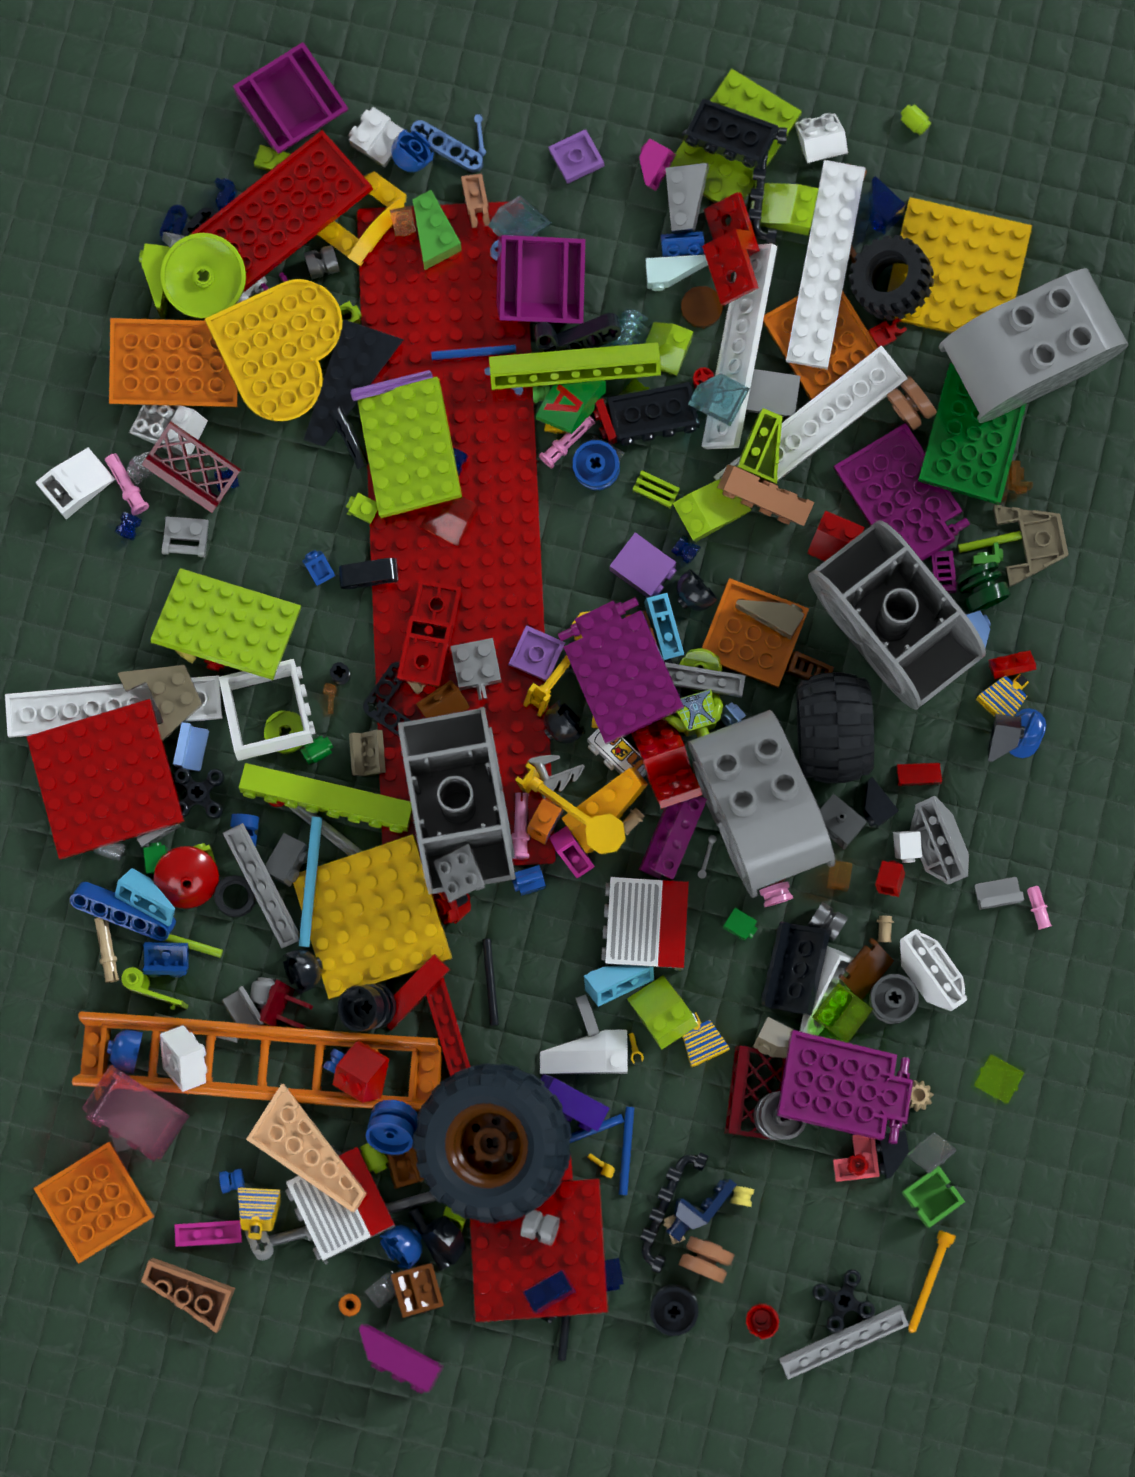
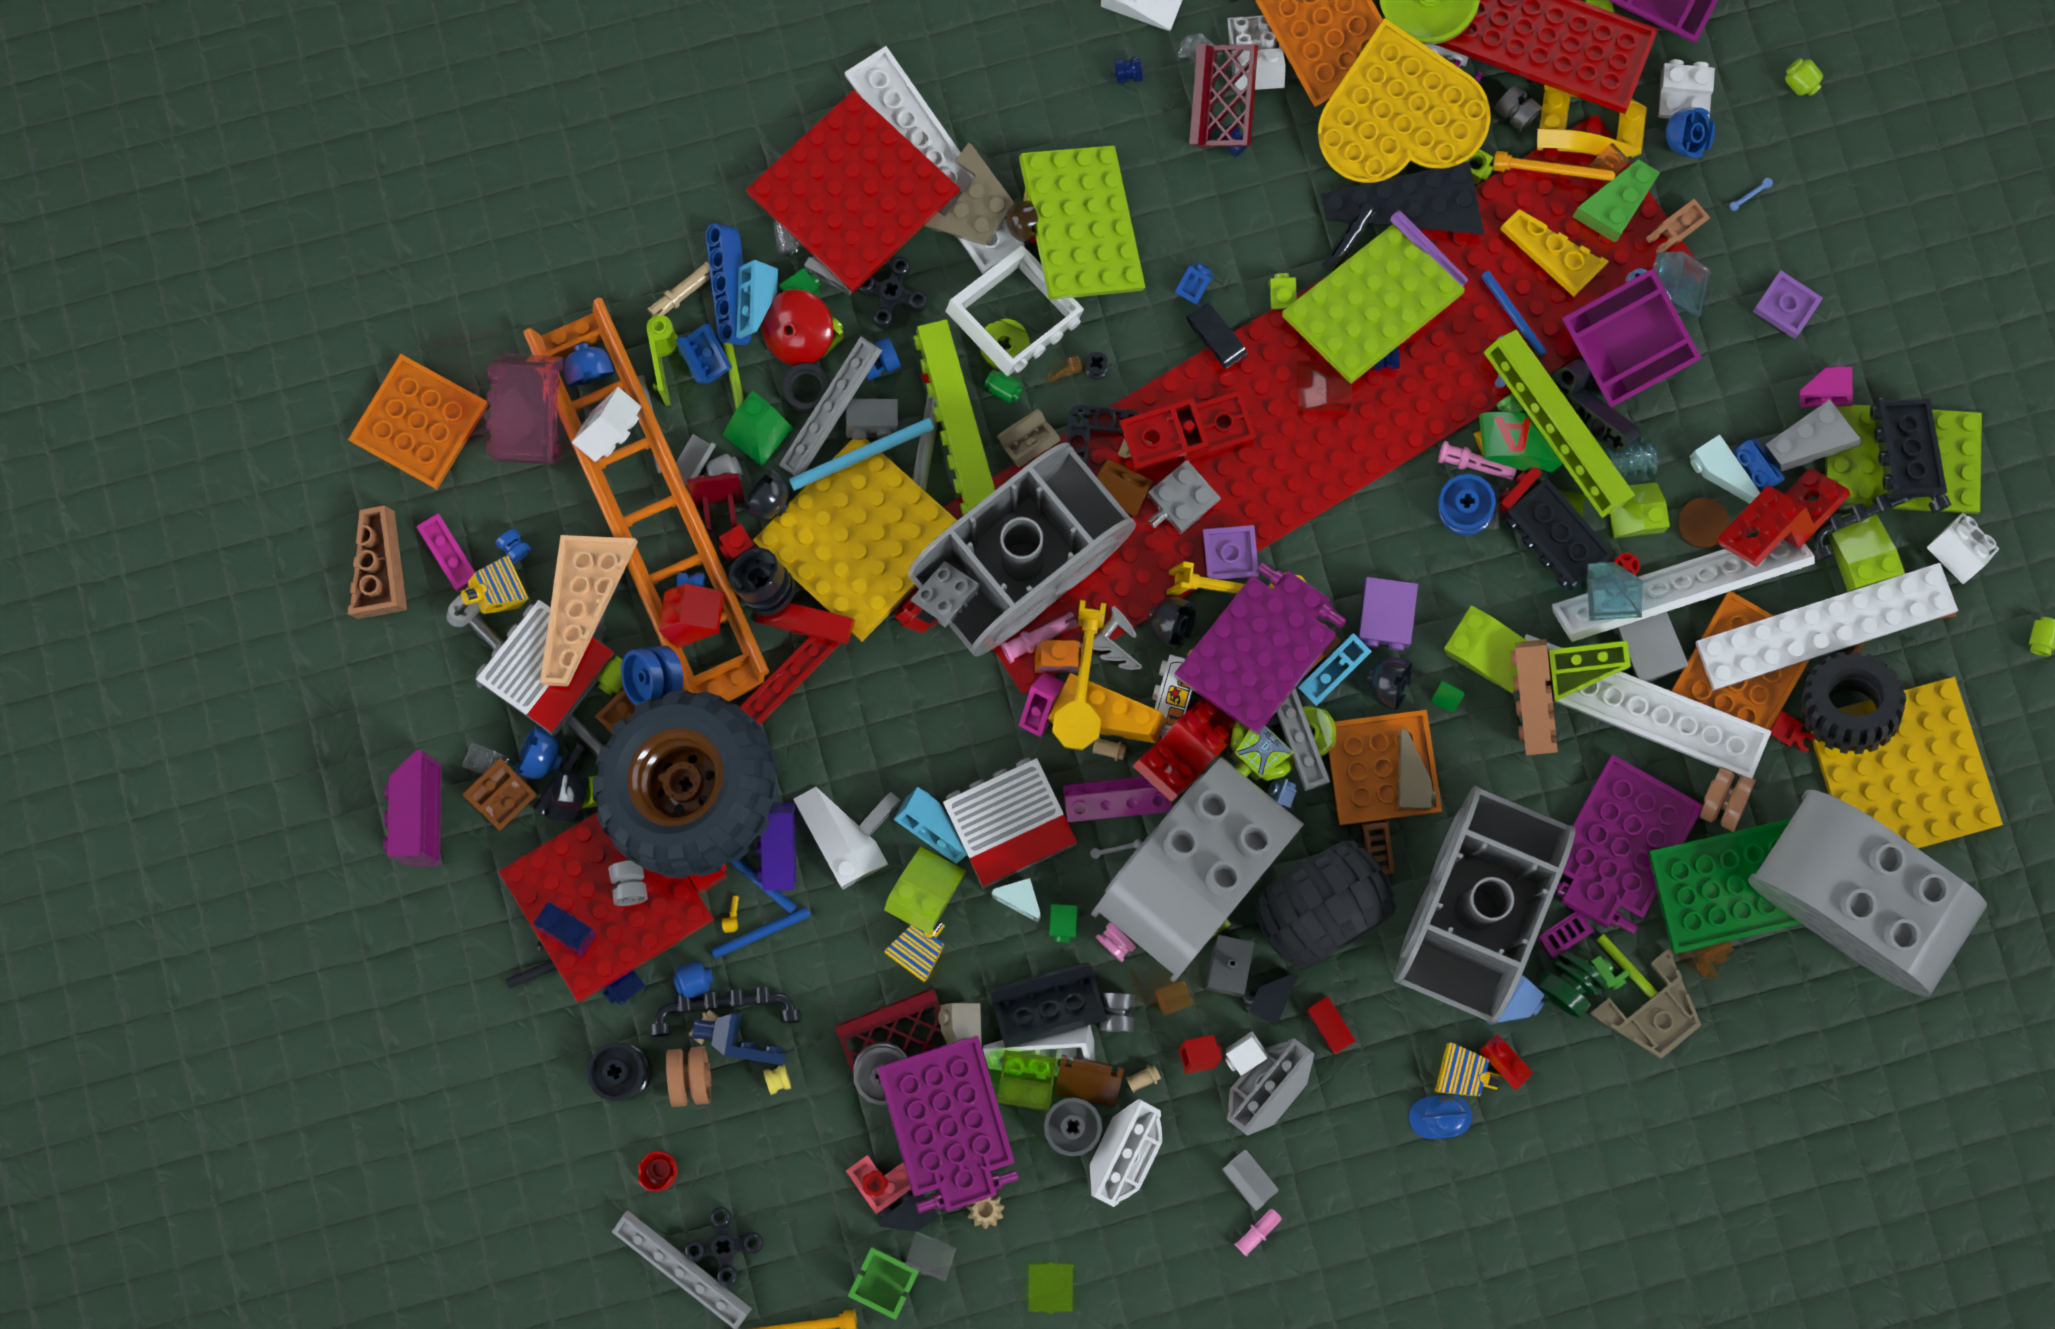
camera: 60 degrees right, 0 degrees up
(130, 491) = (1164, 53): bright pink pin -> none
(187, 530) = (1157, 129): light grey plate -> none
(190, 747) = (935, 259): light blue panel -> none
(201, 667) = (1021, 219): none -> dark brown hair
(245, 950) = (757, 429): none -> green slope
(325, 1011) = (735, 542): none -> red brick
(342, 1305) = (445, 729): orange plate -> none
(355, 295) = (1504, 162): none -> light orange piece
(415, 48) = (1804, 77): none -> lime head
(449, 143) = (1722, 167): medium blue beam -> none
(454, 294) = (1563, 260): none -> yellow wing
(490, 981) = (860, 696): black bar -> none
(529, 880) = (987, 676): blue brick -> none
(634, 1048) = (872, 883): yellow hand -> none
(634, 1219) = (693, 979): none -> blue head
(660, 482) = (1488, 582): lime tile -> none
(686, 549) = (1431, 648): clear blue wheel -> none
(708, 944) = (1020, 898): none -> light aqua slope
(727, 558) = (1447, 697): none -> green slope
(832, 536) = (1536, 792): red slope -> none
(884, 207) = (1927, 655): clear blue slope -> none
(1004, 735) = (1422, 1094): black slope -> none

